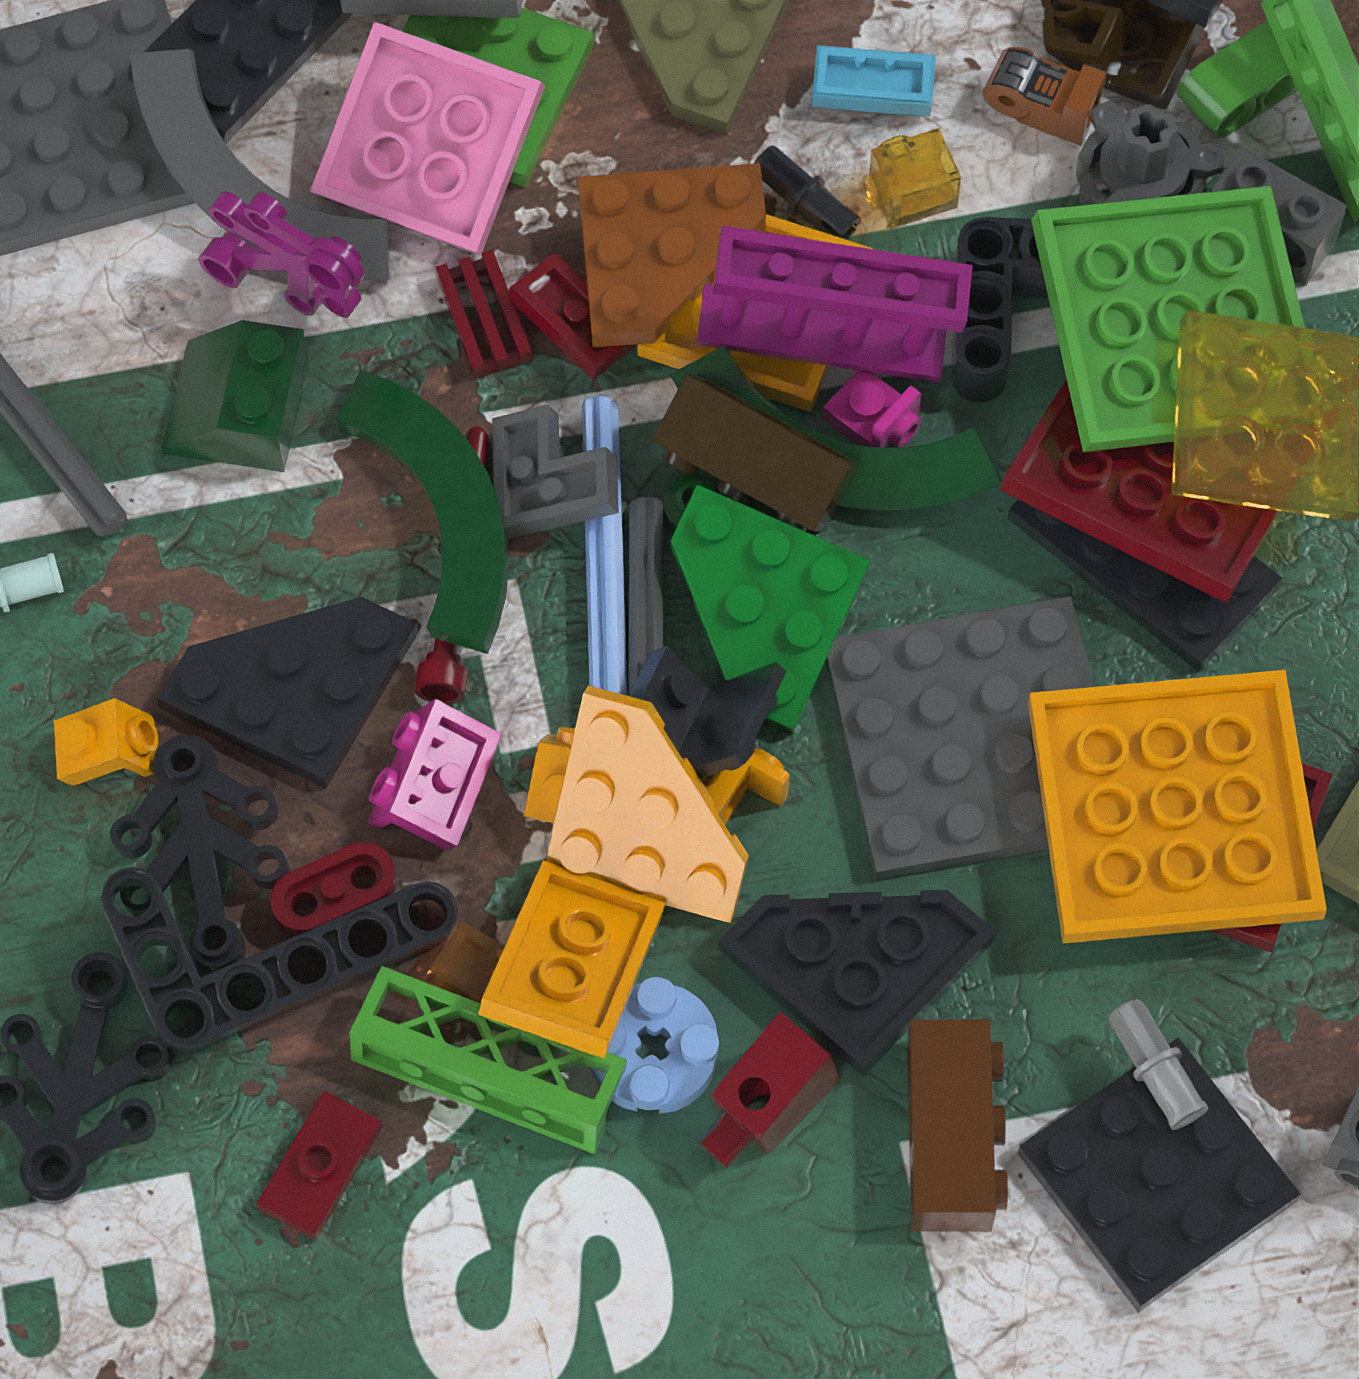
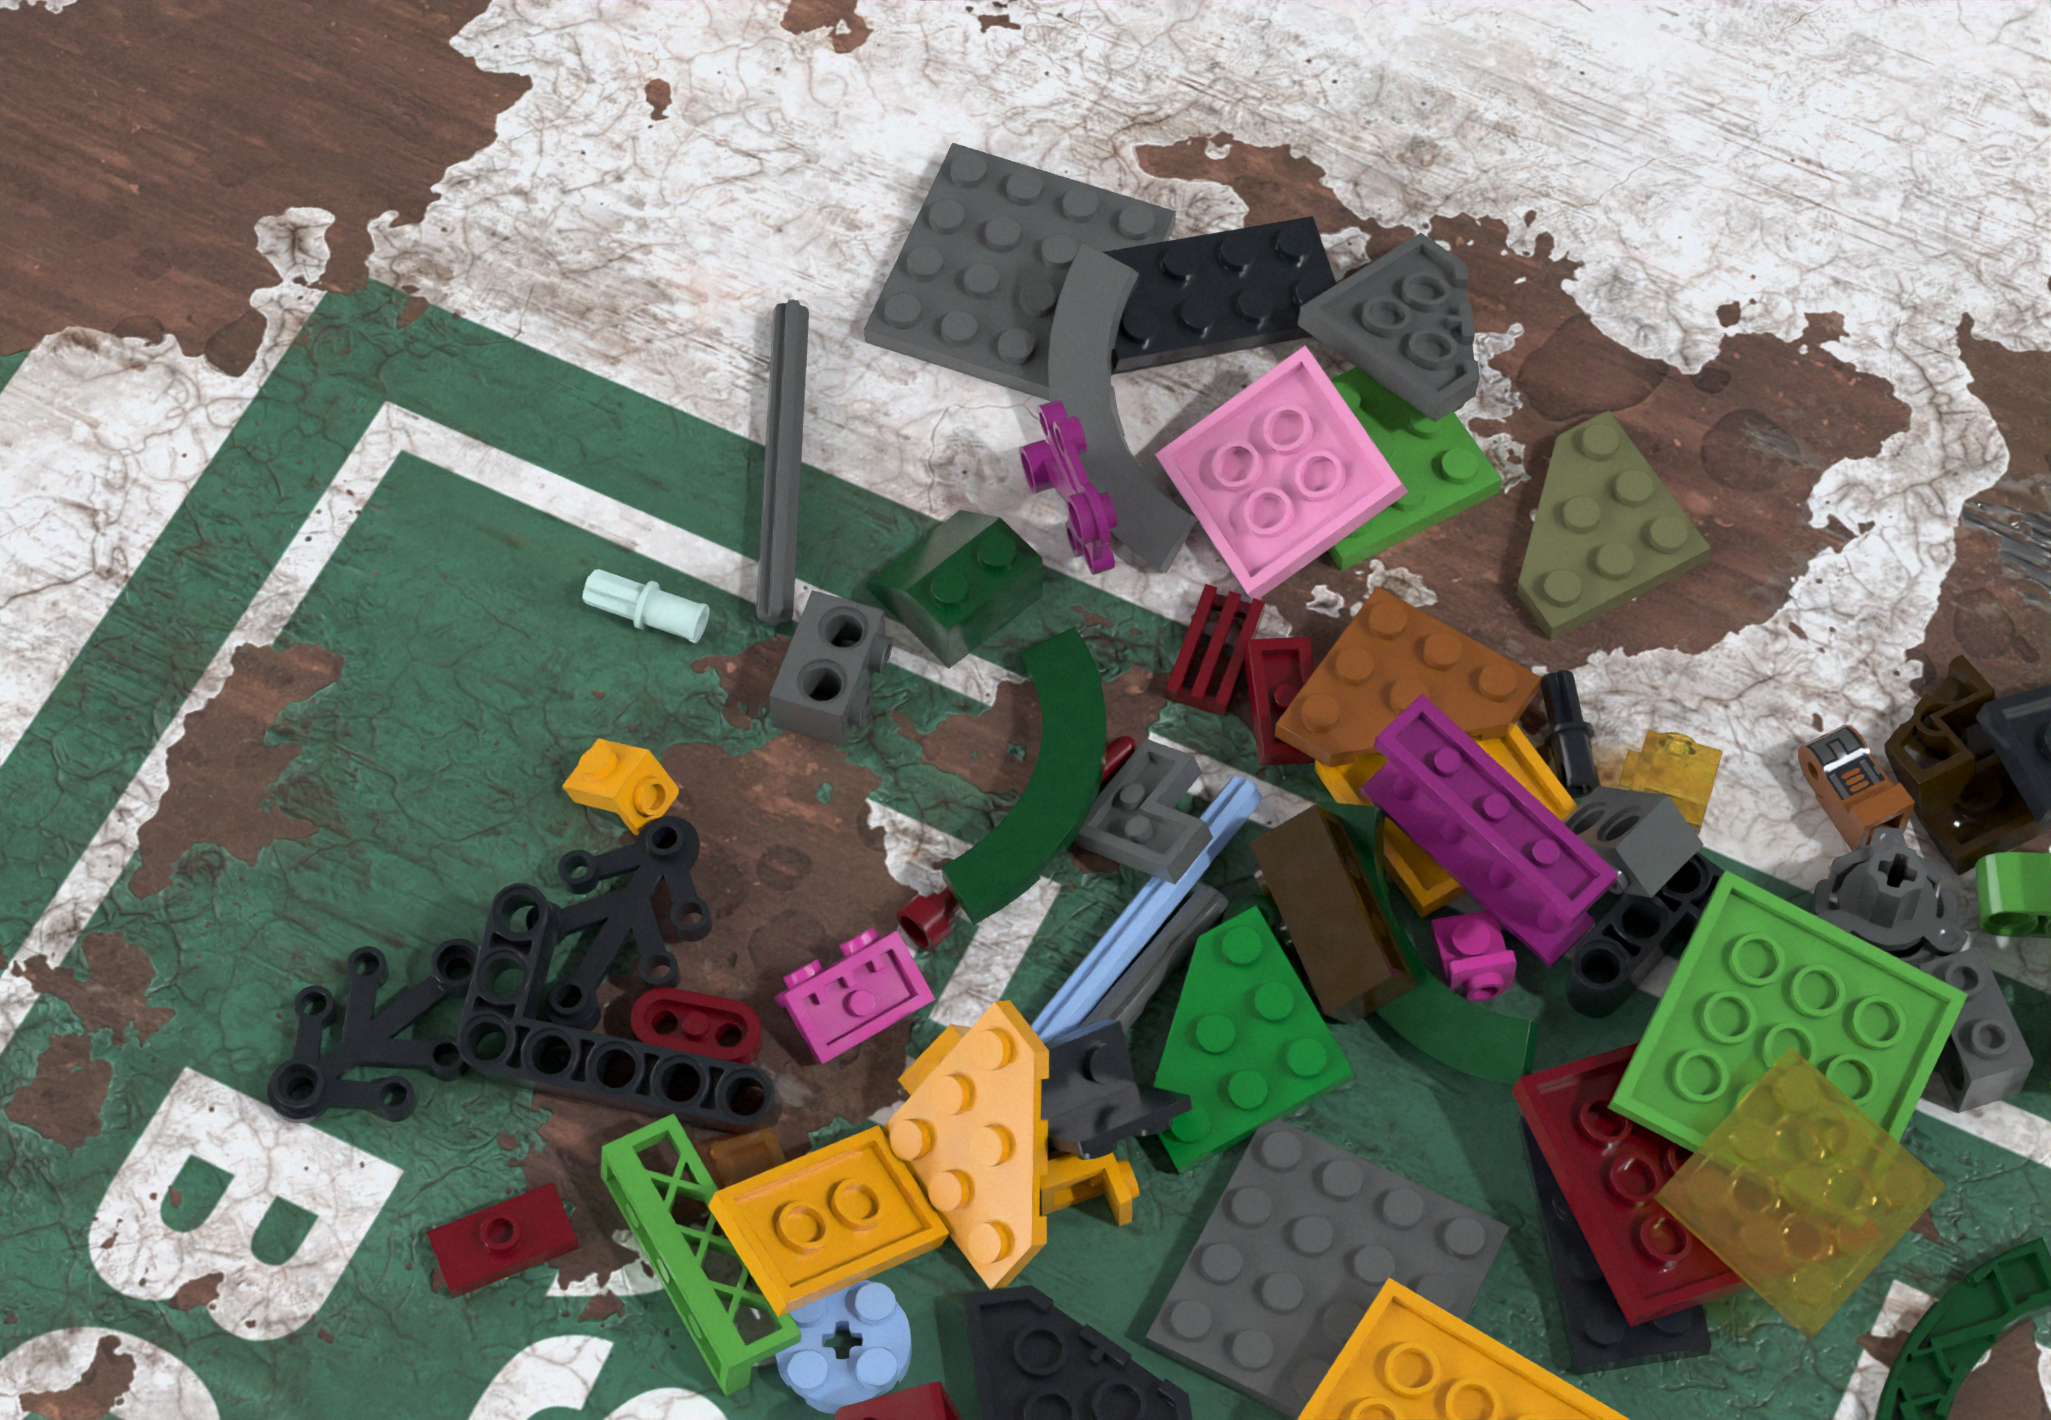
camera: 40 degrees right, 5 degrees down
(191, 536) = (819, 666): none -> dark grey brick
(293, 685) = (810, 843): black plate -> none
(873, 81) = (1710, 677): medium azure plate -> none
(938, 226) = (1635, 835): none -> dark grey brick

